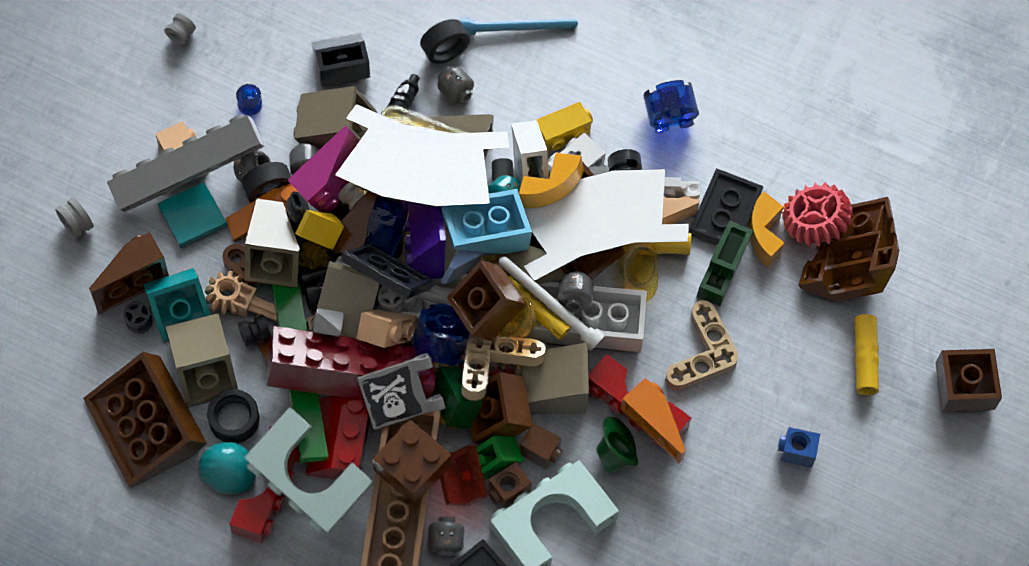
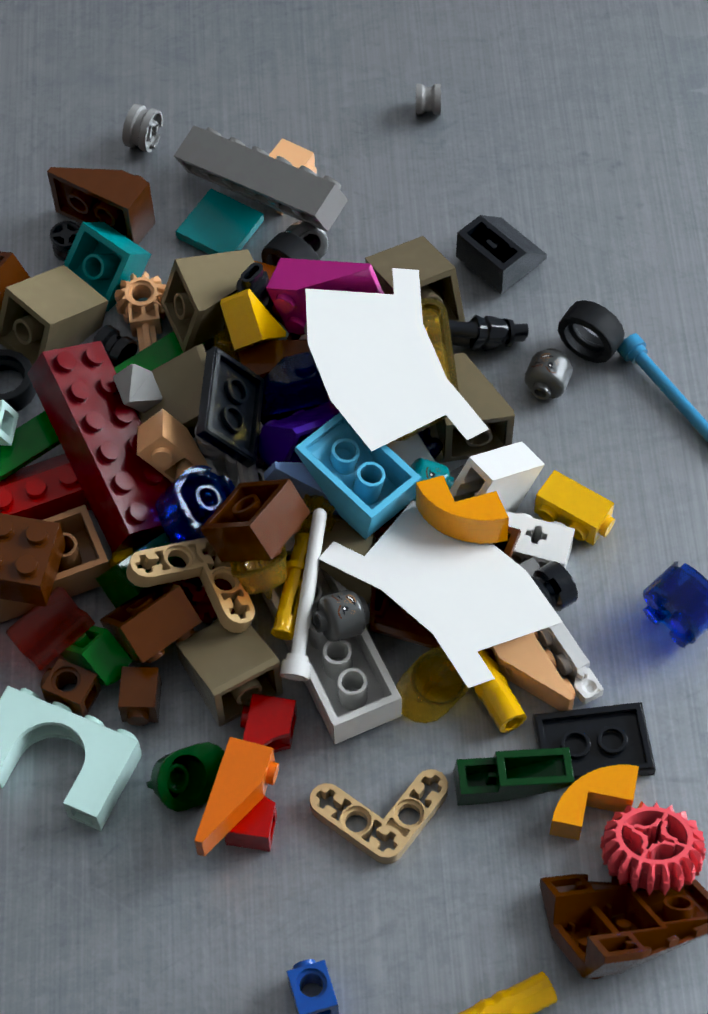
camera: 65 degrees right, 5 degrees down
(246, 105) = (394, 207): clear blue wheel -> none
(398, 393) = (93, 500): flag -> none

